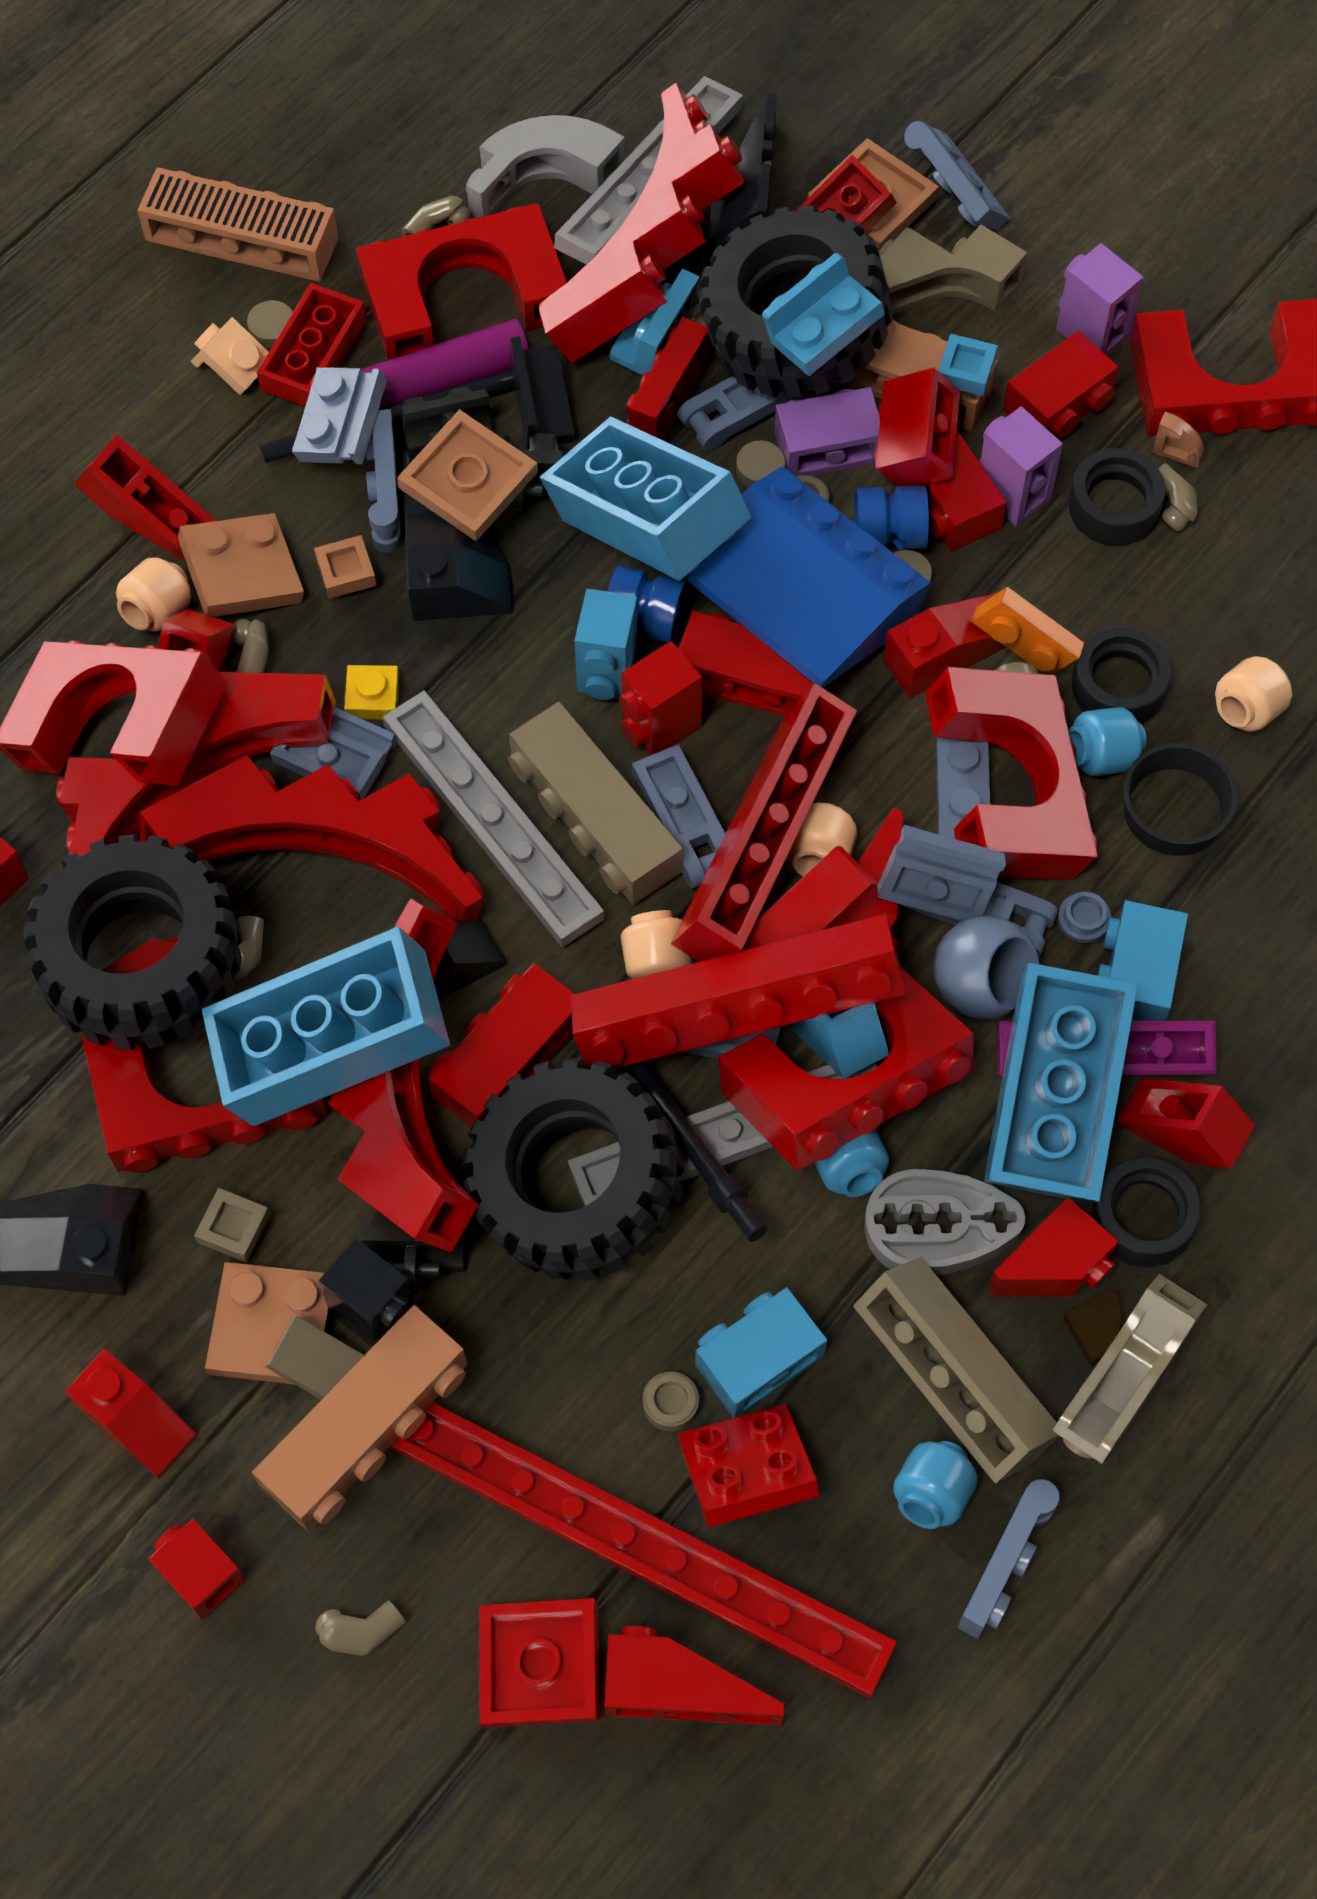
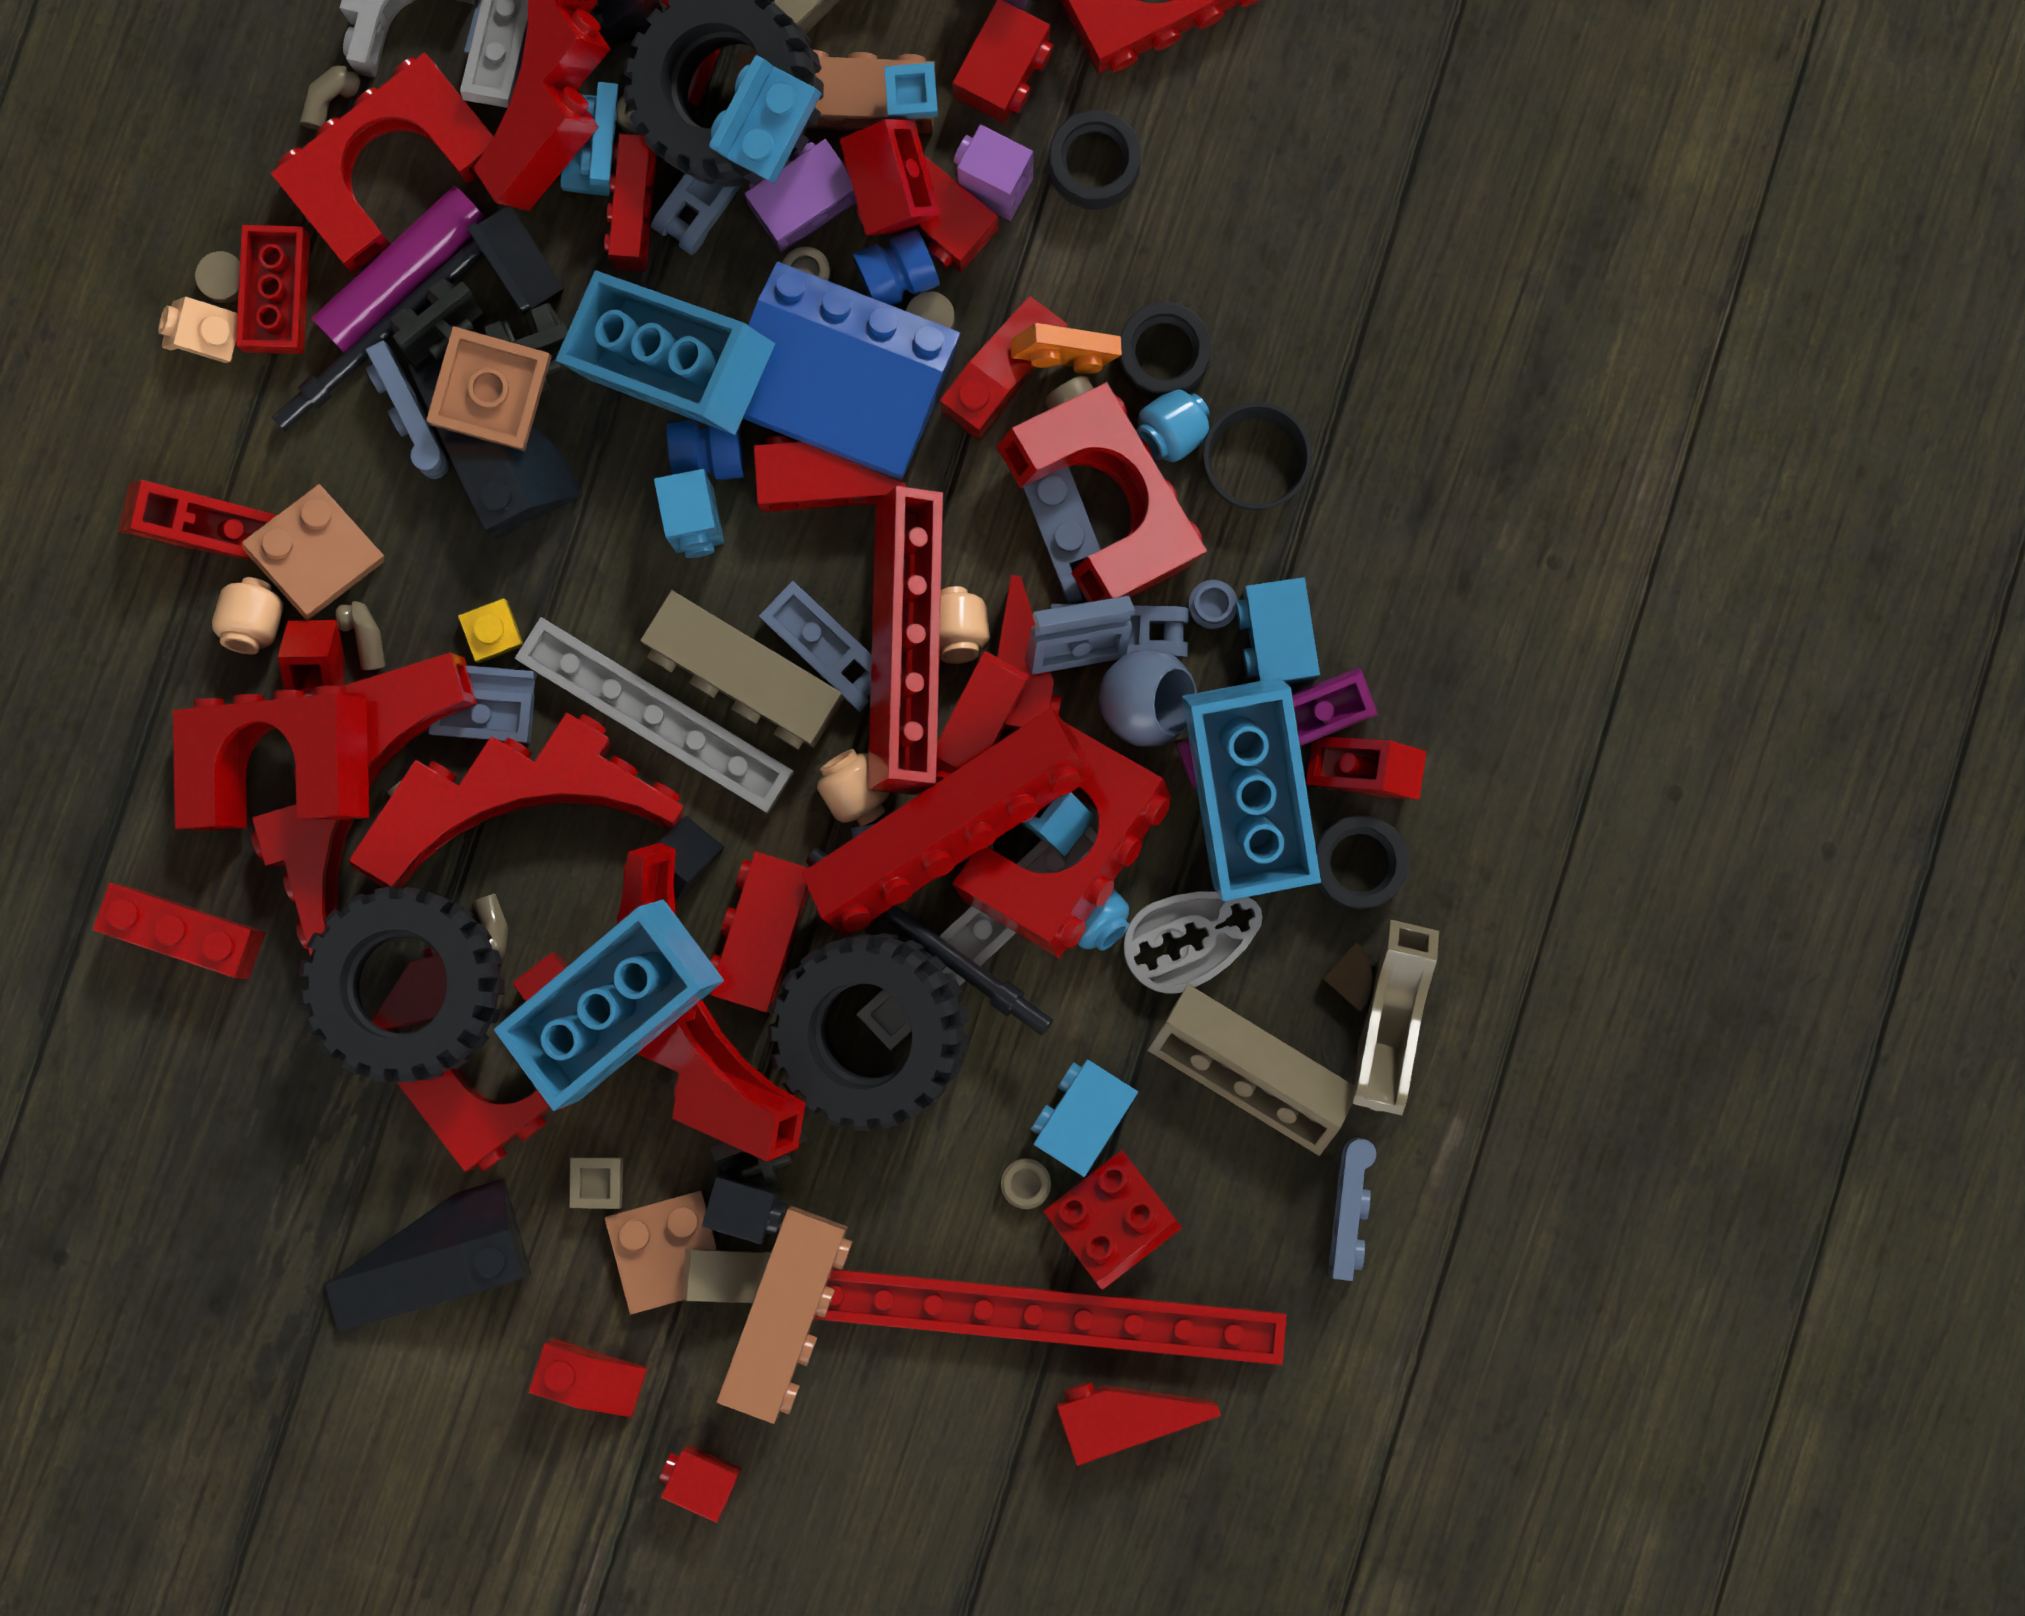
camera: 20 degrees left, 20 degrees up
(238, 224) = (138, 179): nougat brick -> none
(339, 415) = (338, 366): plate -> none
(345, 566) = (410, 515): nougat plate -> none
(358, 1635) = (854, 1480): dark tan arm -> none
(539, 1663) = (1008, 1443): red plate -> none
(661, 700) = (761, 550): red brick -> none
(757, 461) = (750, 251): dark tan tile -> none
(935, 1484) = (1269, 1171): dark azure head -> none
(1057, 1257) = (1301, 933): red slope -> none
(1178, 441) = (1131, 76): nougat tile -> none
(1182, 499) = (1155, 137): dark tan arm -> none
(1253, 694) = (1288, 324): light nougat head -> none

